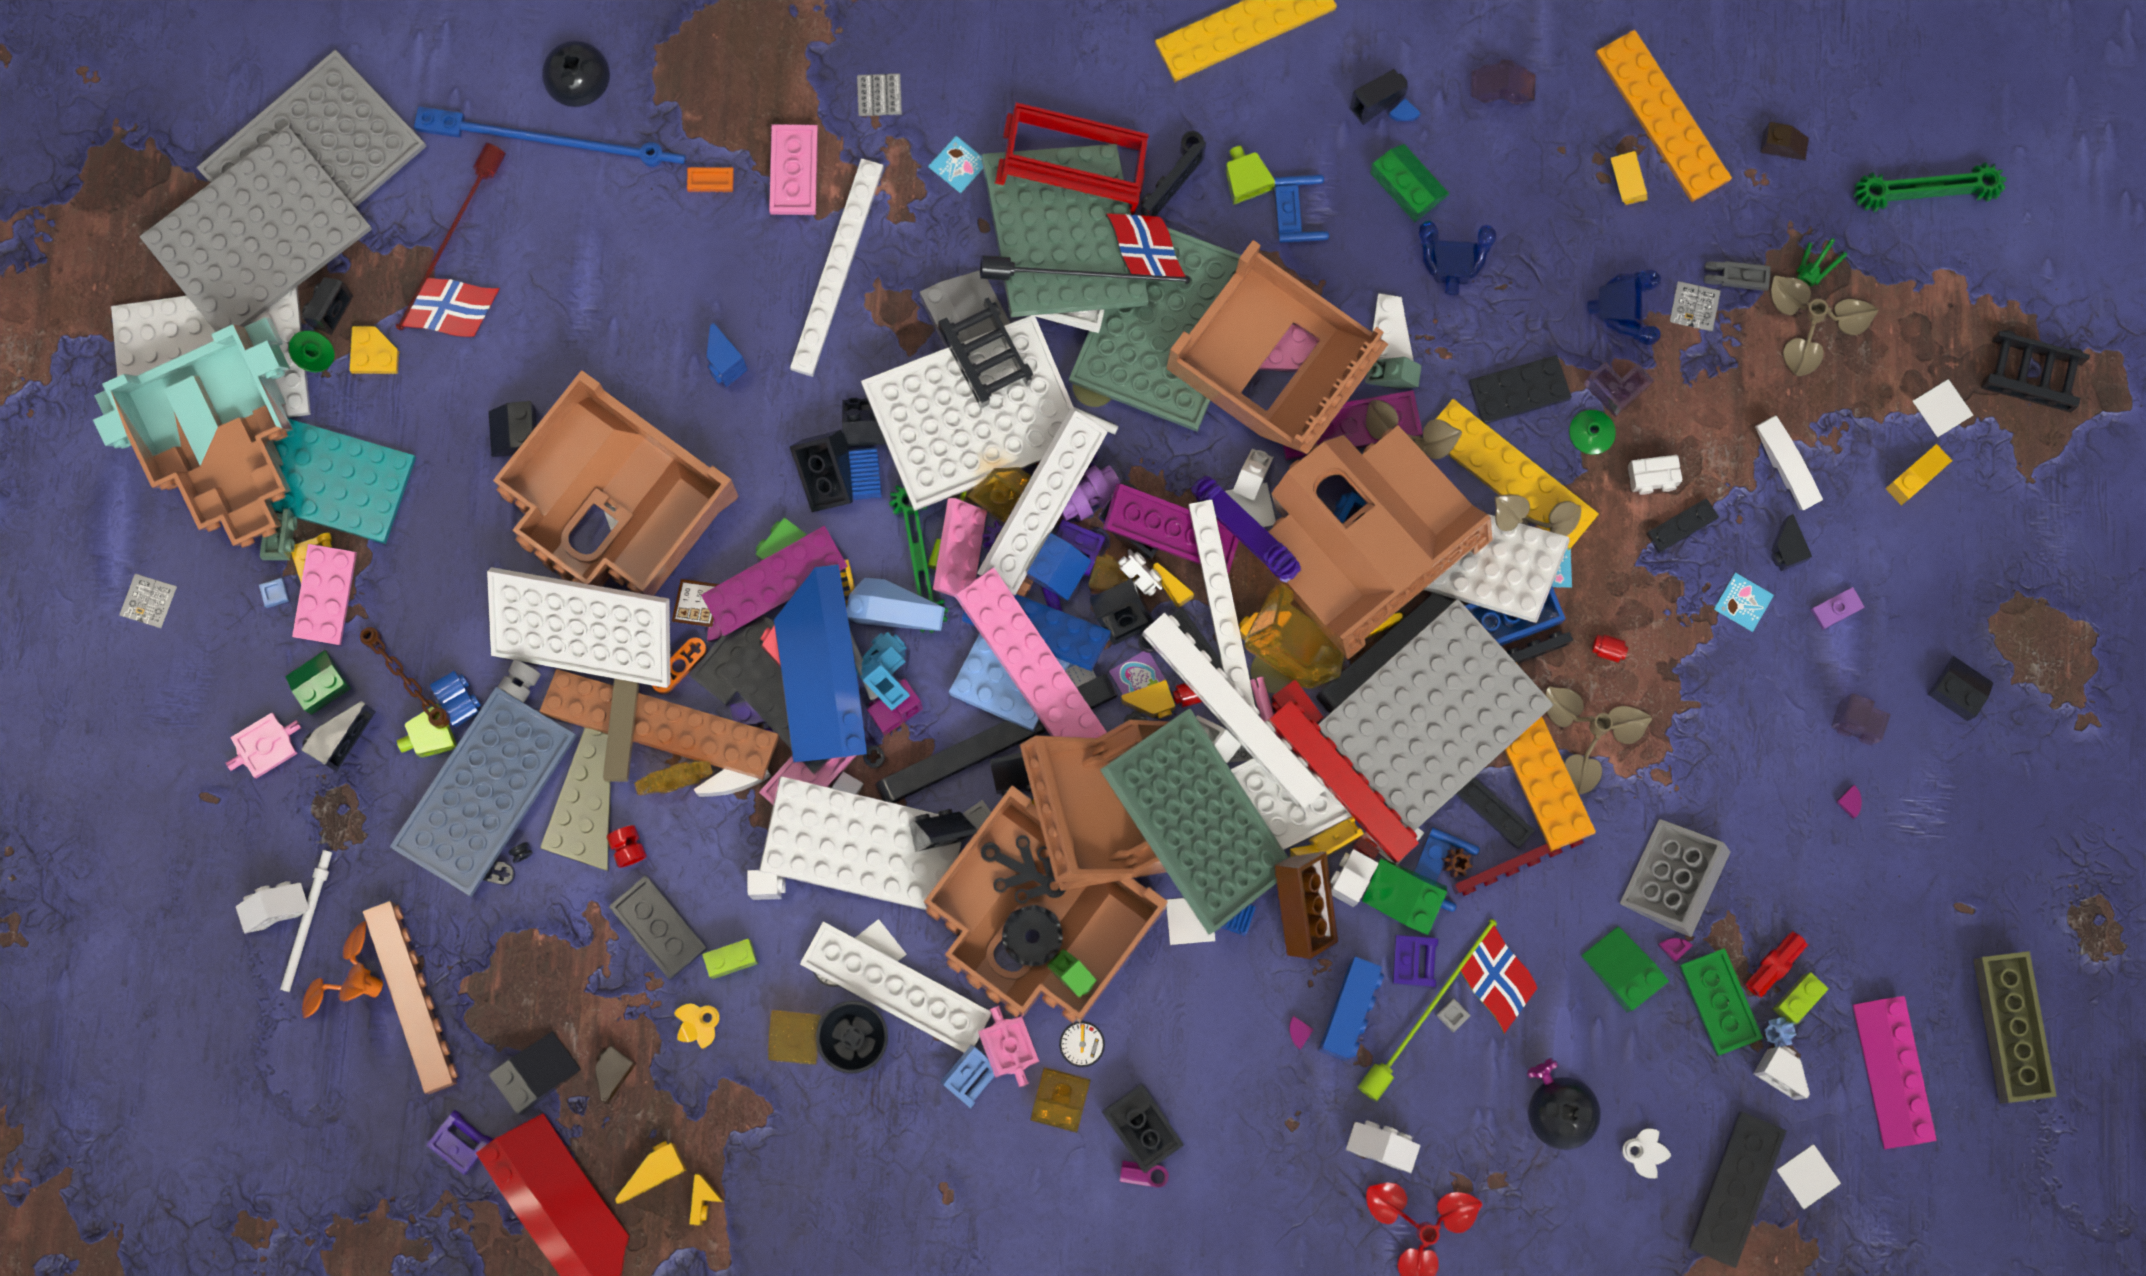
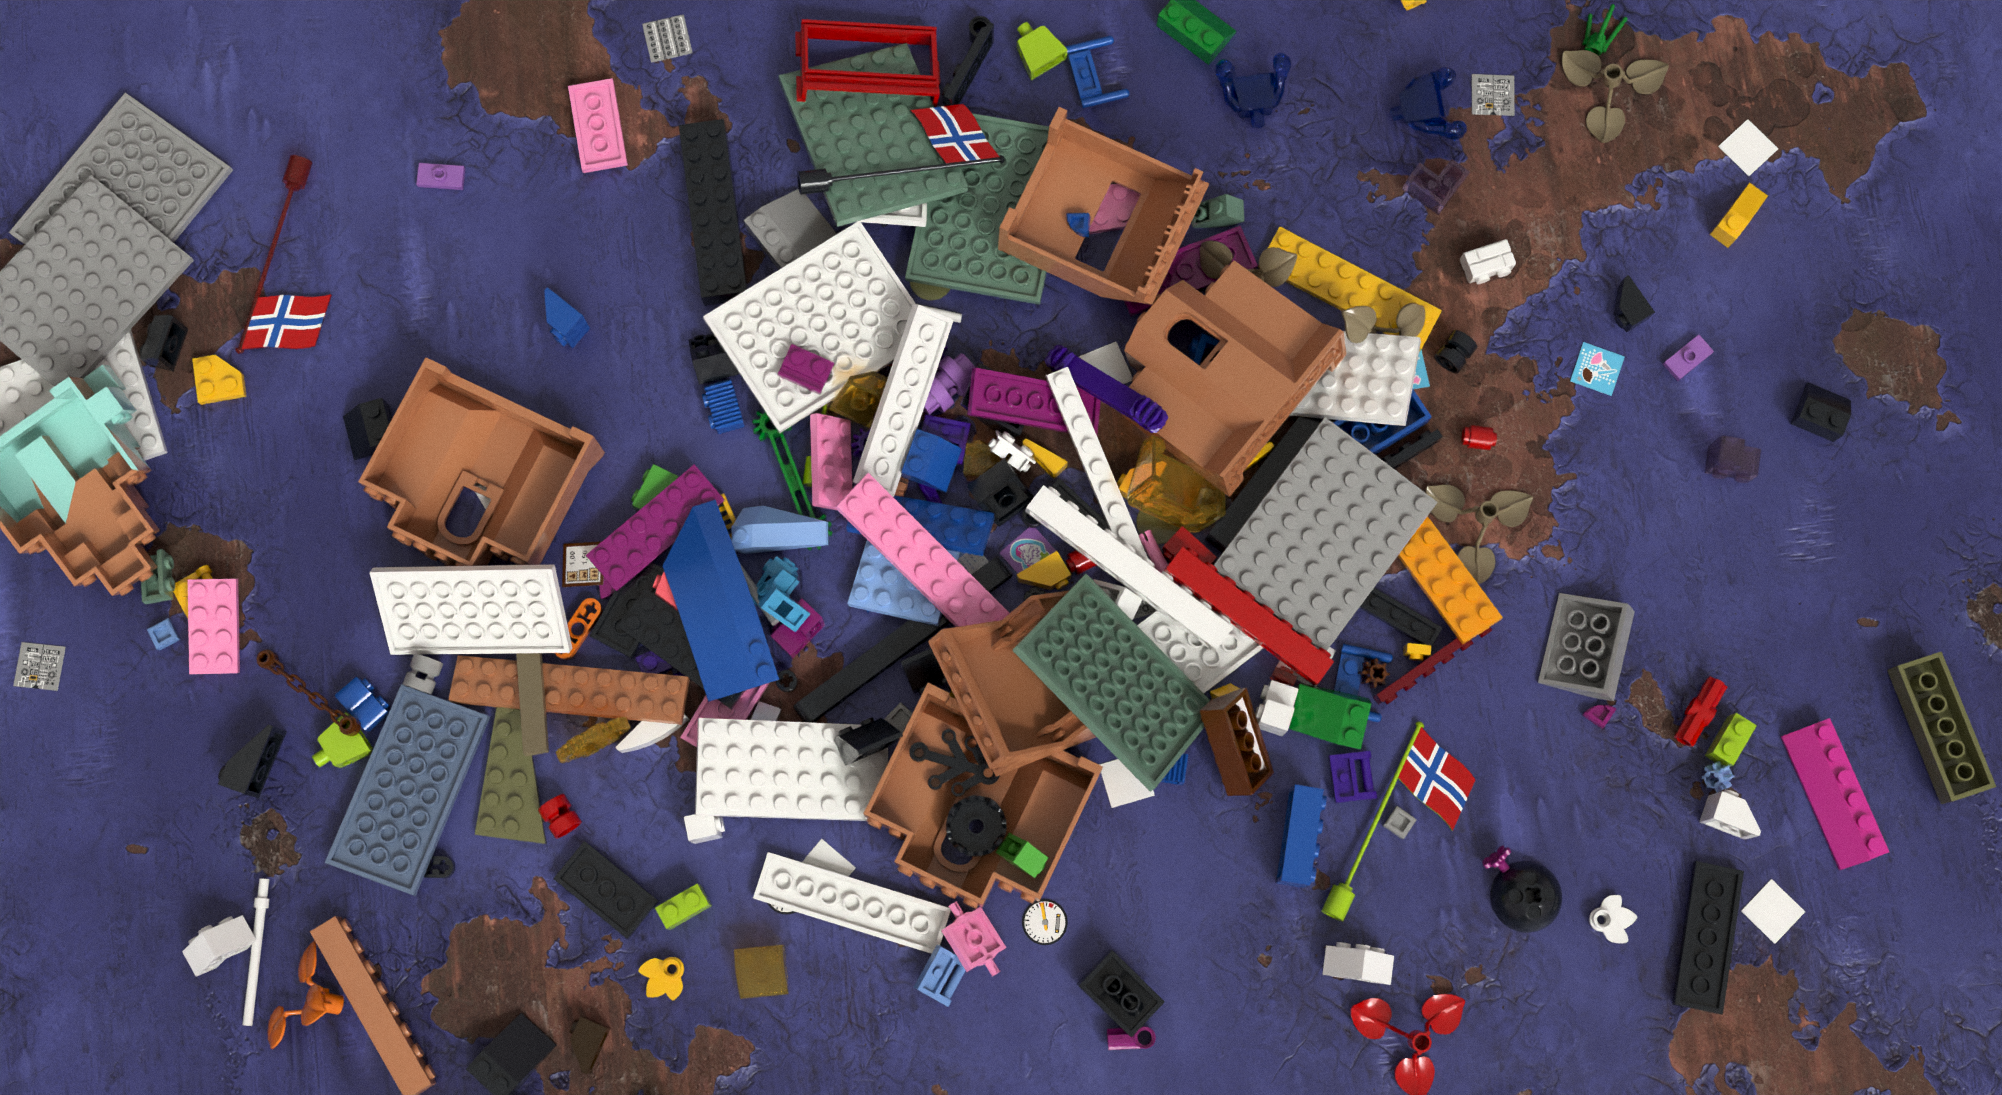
camera: 10 degrees left, 0 degrees up
(264, 745) = (181, 786): bright pink plate -> none
(314, 344) = (156, 383): green dish -> none
(317, 683) = (223, 715): green slope -> none
(342, 481) = (210, 511): teal plate -> none
(452, 124) = (254, 143): blue bar -> none
(520, 852) = (456, 842): black bush -> none
(579, 83) = (370, 81): black piece -> none
(629, 191) = (441, 176): none -> medium lavender plate
(710, 179) = (518, 150): orange tile -> none
(824, 470) = (683, 410): black slope -> none
(837, 267) = (658, 213): white plate -> none
(838, 1027) = (803, 952): black piece -> none
(891, 277) = (713, 211): none -> black brick
(952, 452) = (805, 369): none -> magenta plate
(957, 164) = (756, 91): medium azure sticker -> none
(972, 371) = (809, 287): black fence -> none
(1060, 1100) = (1034, 981): clear yellow slope -> none
(1252, 358) = (1079, 223): none -> blue tile
(1253, 474) = (1101, 335): white slope -> none
(1299, 1032) = (1254, 868): magenta tile -> none
(1337, 836) = (1252, 670): yellow hinge -> none
(1391, 320) = (1204, 157): white wing -> none
(1504, 849) = (1417, 652): none -> yellow plate
(1519, 389) = (1342, 206): black plate -> none
(1590, 442) = (1418, 243): green dish -> none
(1600, 560) = (1457, 349): none -> black wheel
(1624, 969) = (1556, 745): green slope -> none
(1682, 525) = (1524, 306): black plate -> none
(1720, 1002) = (1654, 758): green plate -> none
(1739, 275) = (1529, 57): dark grey hinge -> none
(1789, 462) = (1613, 226): white slope -> none
(1851, 801) = (1739, 540): magenta tile -> none
(2019, 387) = (1818, 113): black fence -> none

